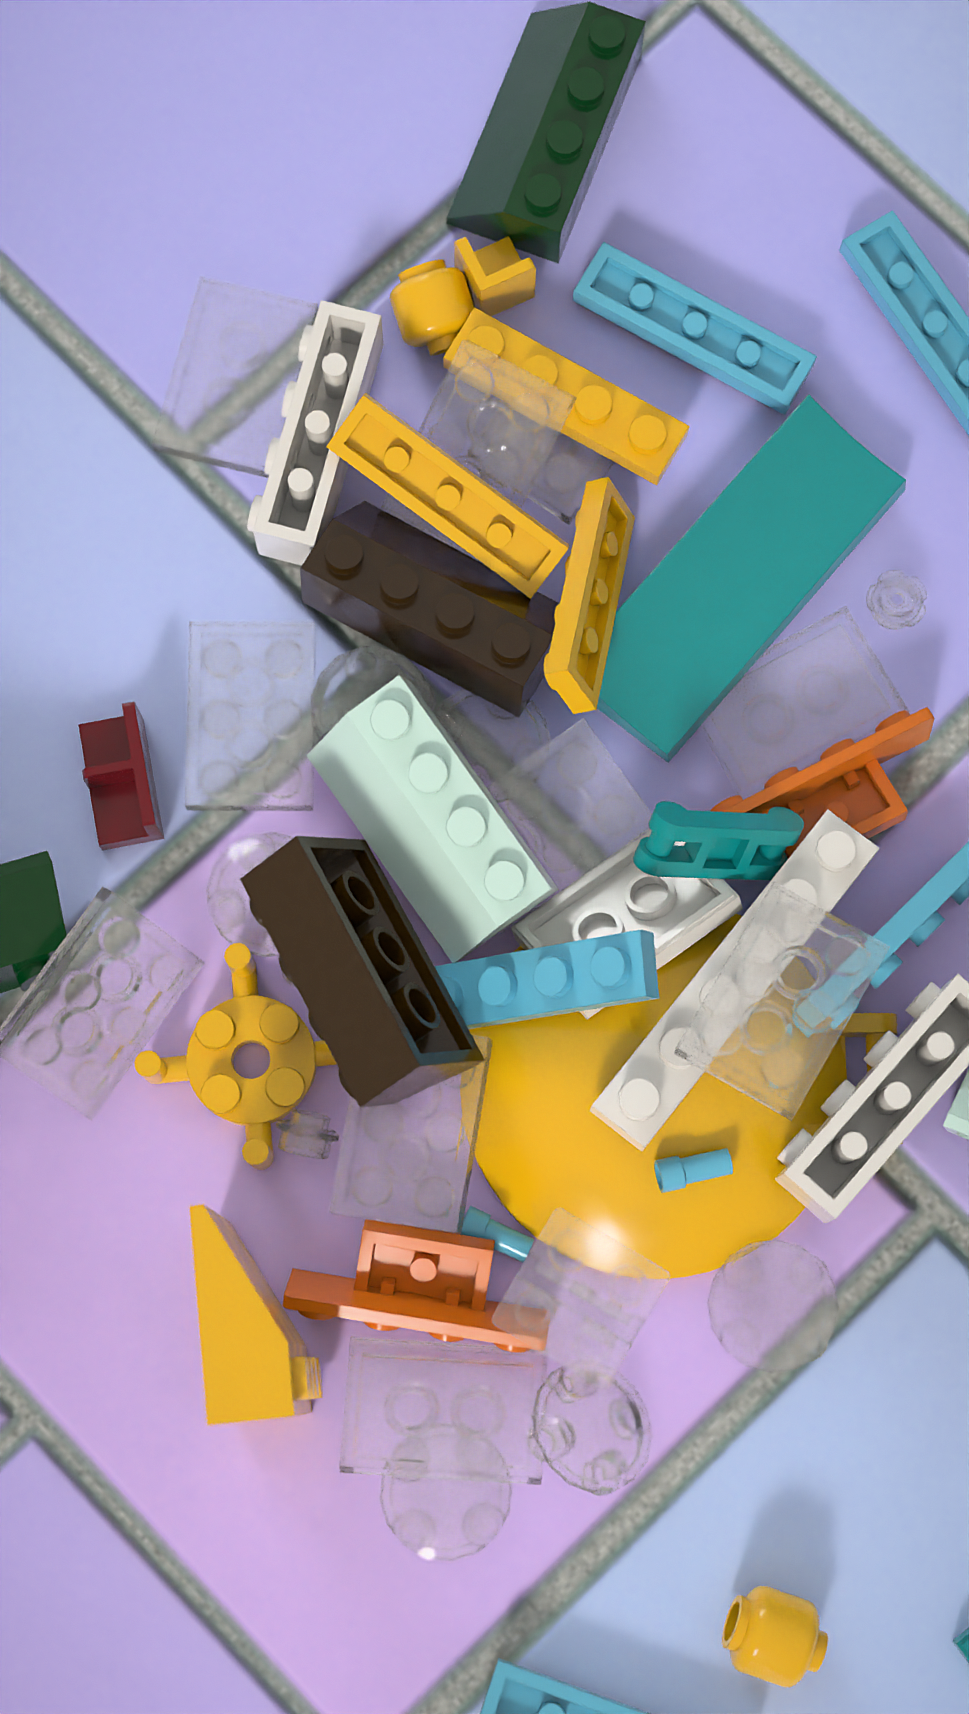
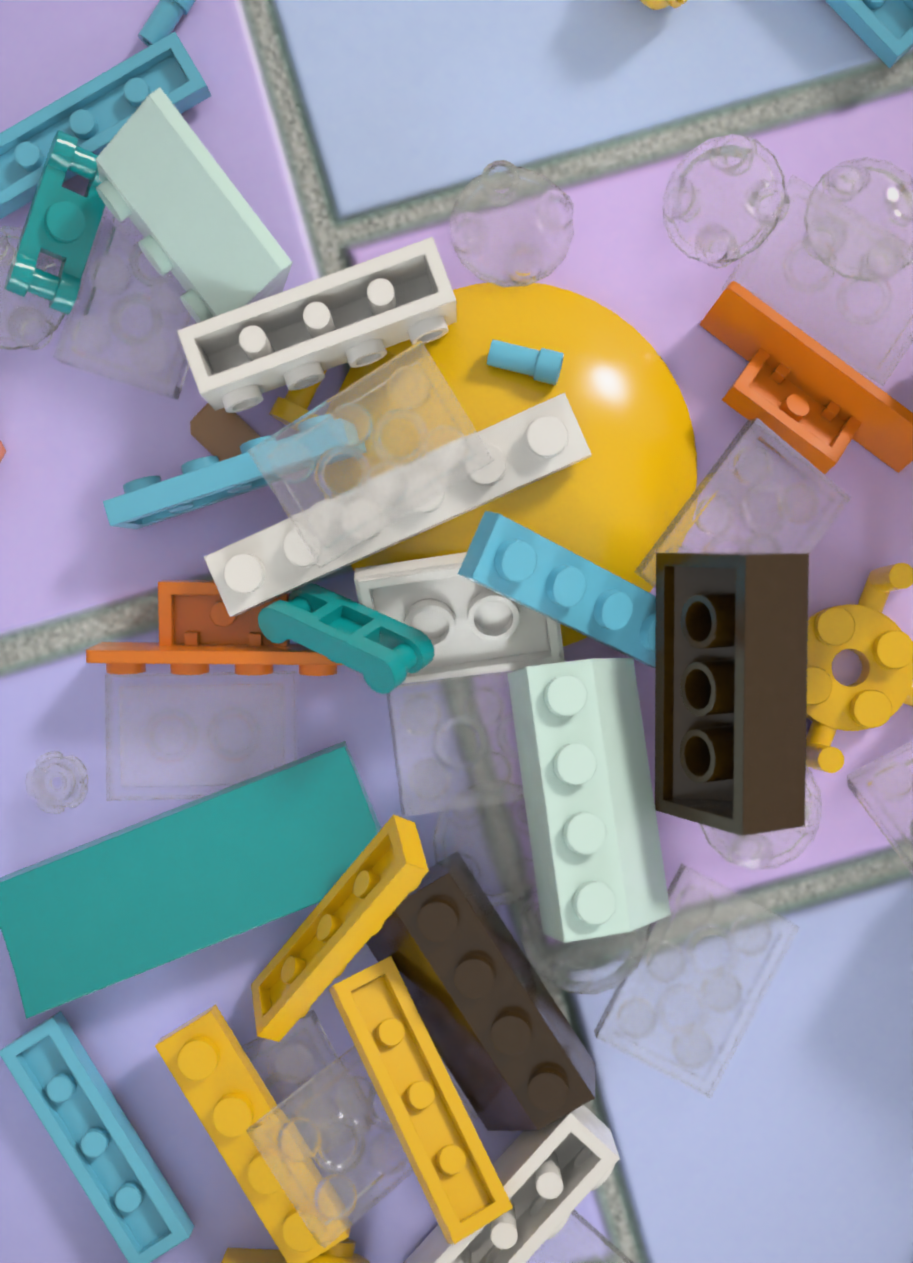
camera: 150 degrees left, 10 degrees up
(121, 780) = (839, 982): dark red panel -> none
(307, 1134) = (836, 575): clear plate -> none
(507, 1240) = (723, 420): medium azure piece -> none
(580, 1298) = (681, 304): clear bracket -> none
(917, 973) = (221, 432): none -> medium nougat piece

